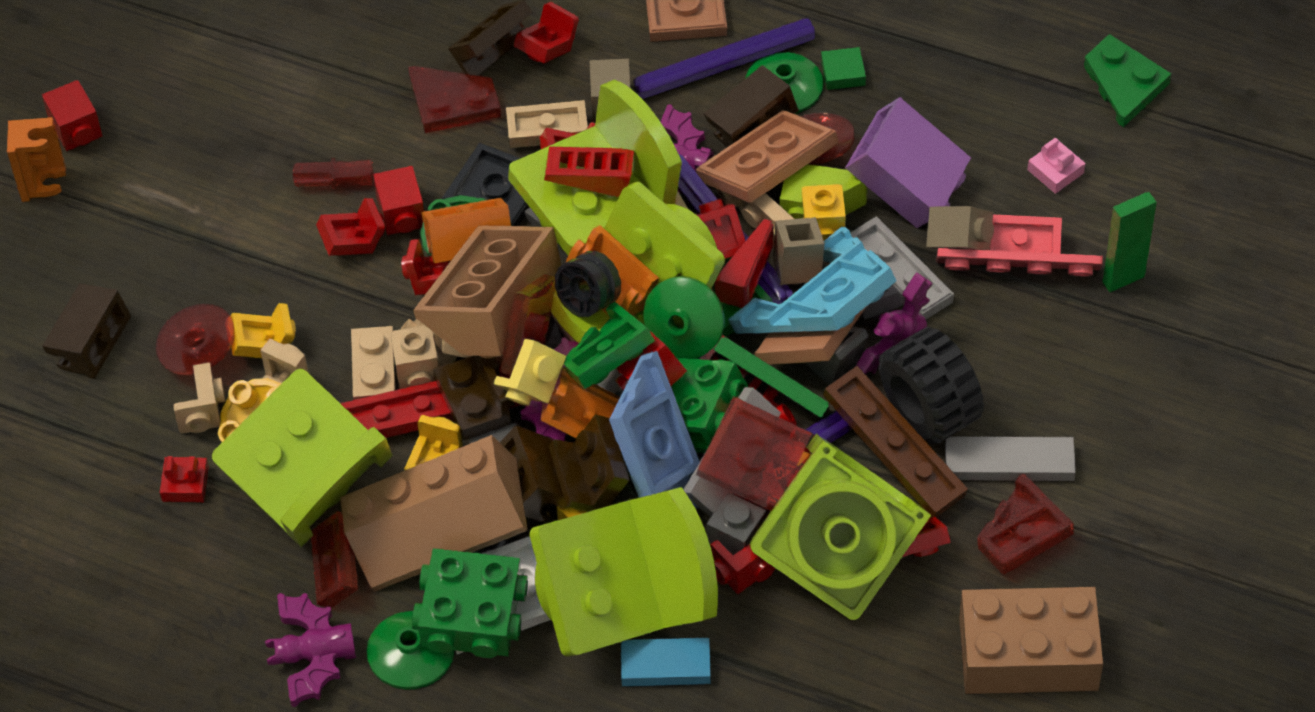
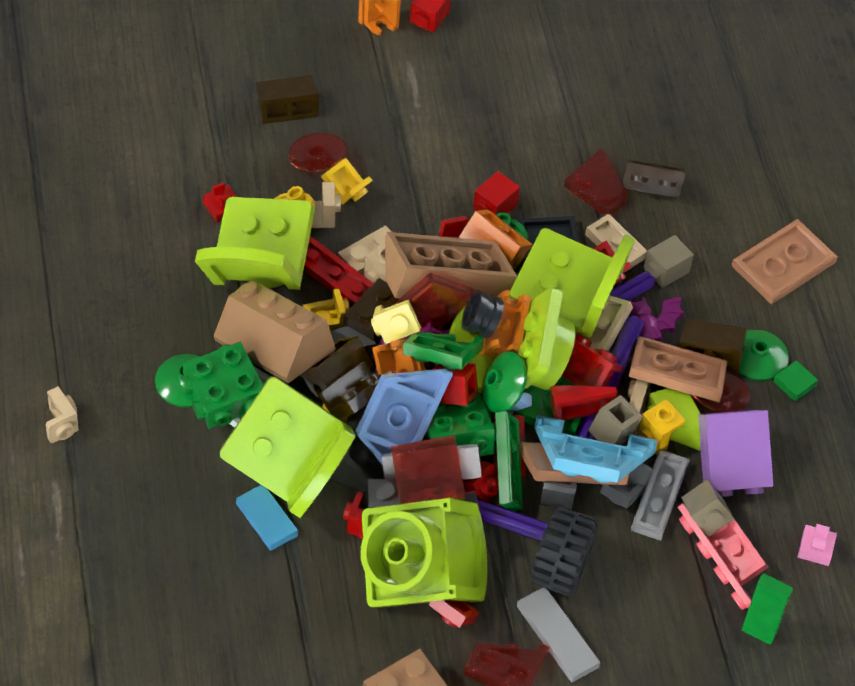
camera: 50 degrees right, 0 degrees up
(203, 412) = (279, 181): tan bracket -> none
(319, 645) = (152, 329): magenta animal -> none
(333, 173) = (492, 154): clear red axle -> none
(333, 562) = (206, 311): clear red plate -> none
(352, 231) = (454, 186): red bracket -> none
(550, 36) = (681, 207): red bracket -> none
(603, 169) = (568, 283): red slope -> none
(724, 58) = (748, 311): dark purple axle -> none
(895, 442) = (514, 557): reddish brown plate -> none
(898, 324) = (610, 515): magenta animal -> none

